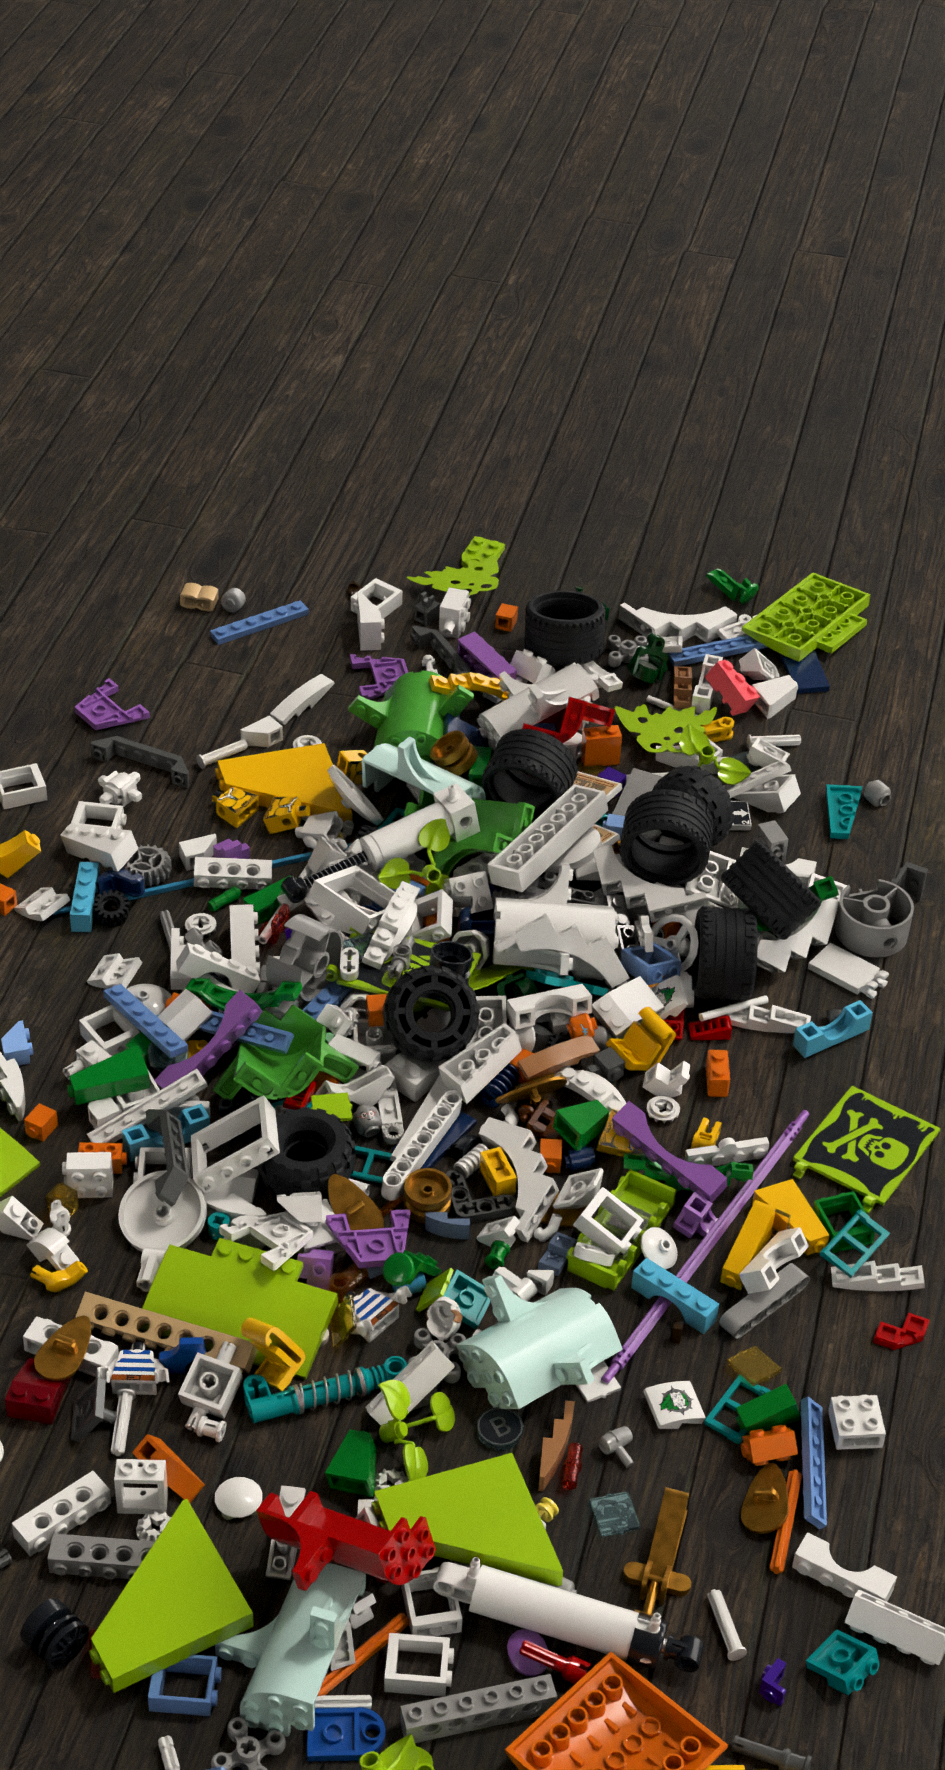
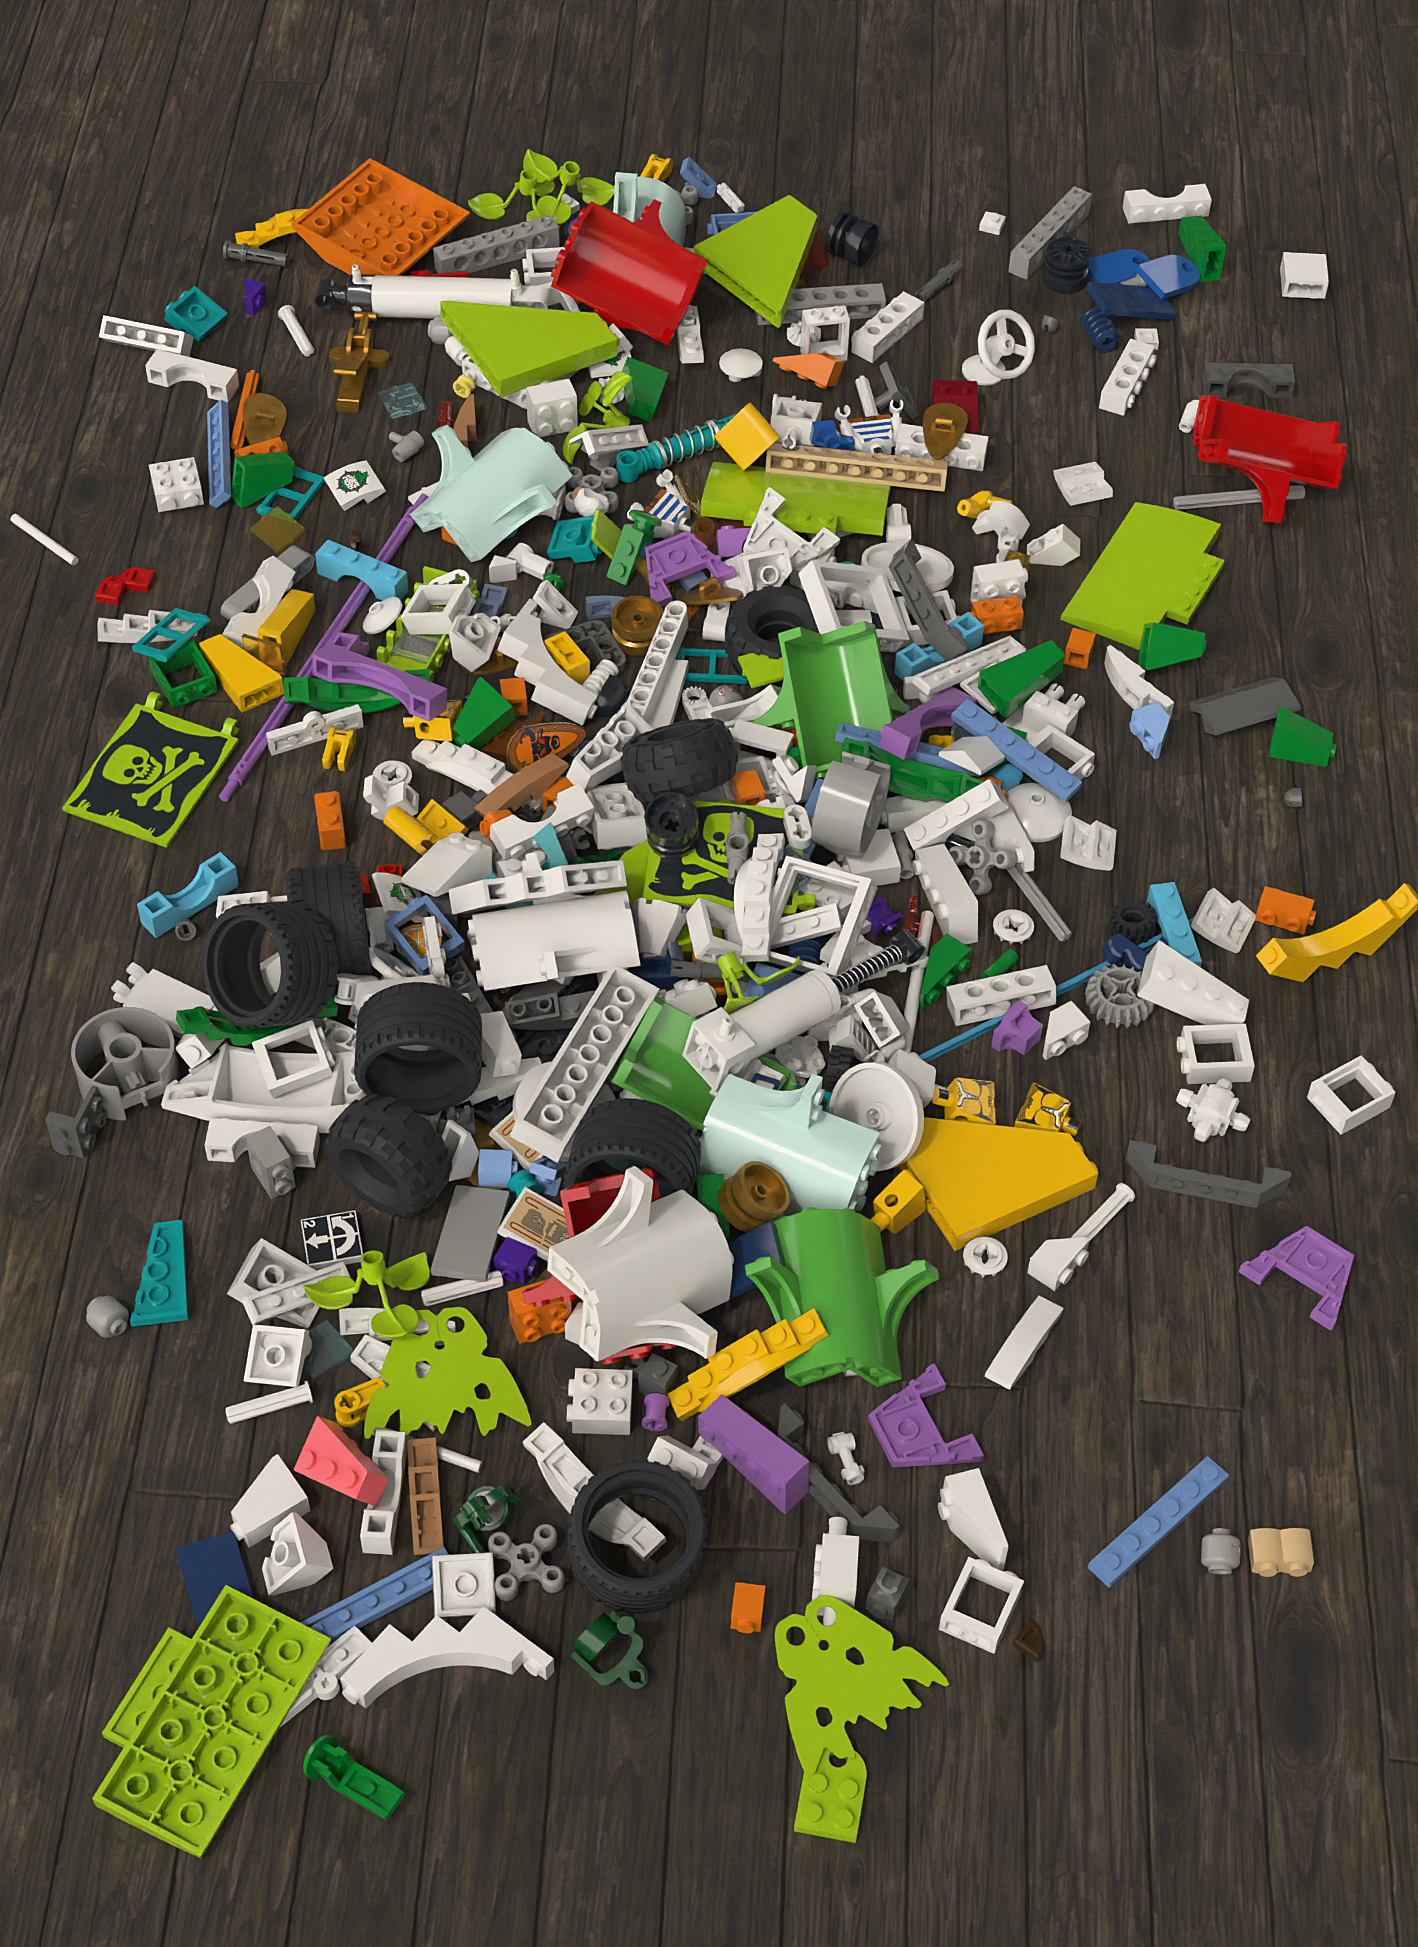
camera: 170 degrees right, 10 degrees up
(459, 1442) = (551, 408): none -> white brick

